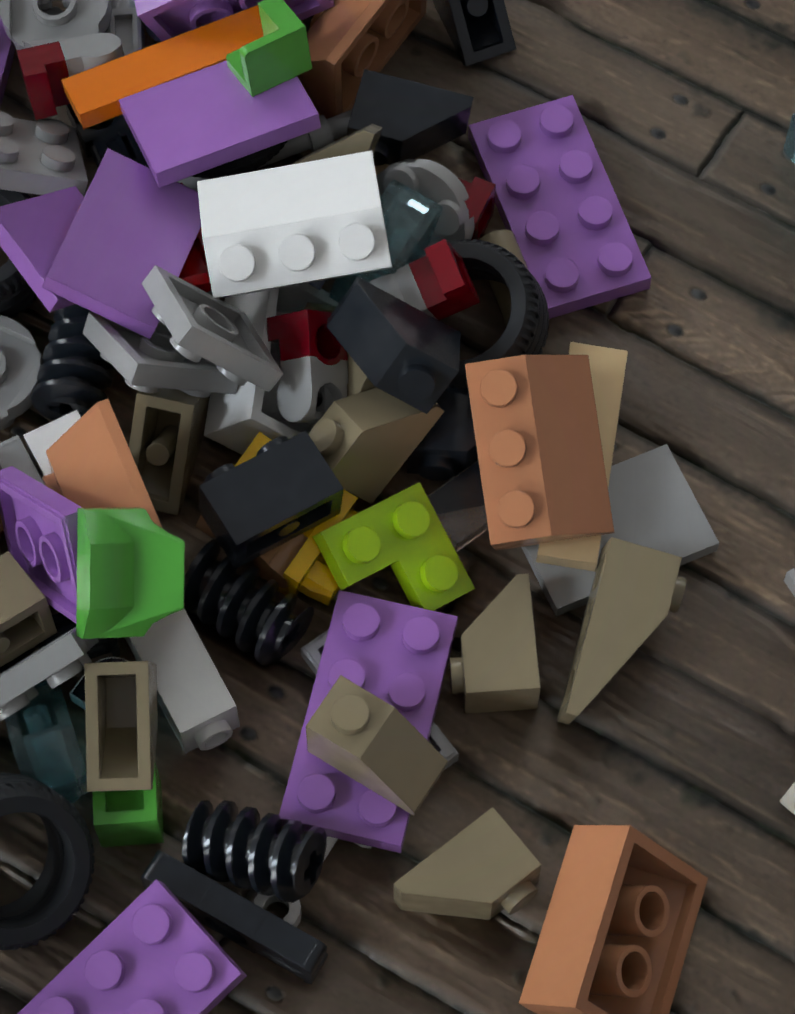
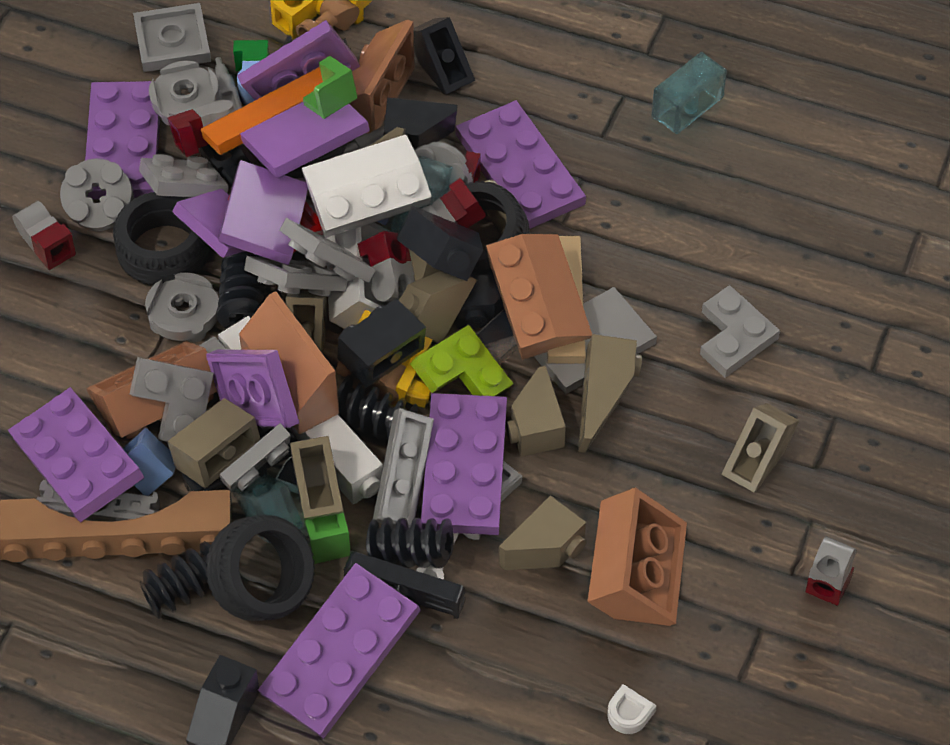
camera: 10 degrees left, 10 degrees down
(125, 573) = (307, 383): bright green slope -> none
(269, 716) = (403, 466): none -> light grey tile
(374, 745) = (472, 468): dark tan slope -> none

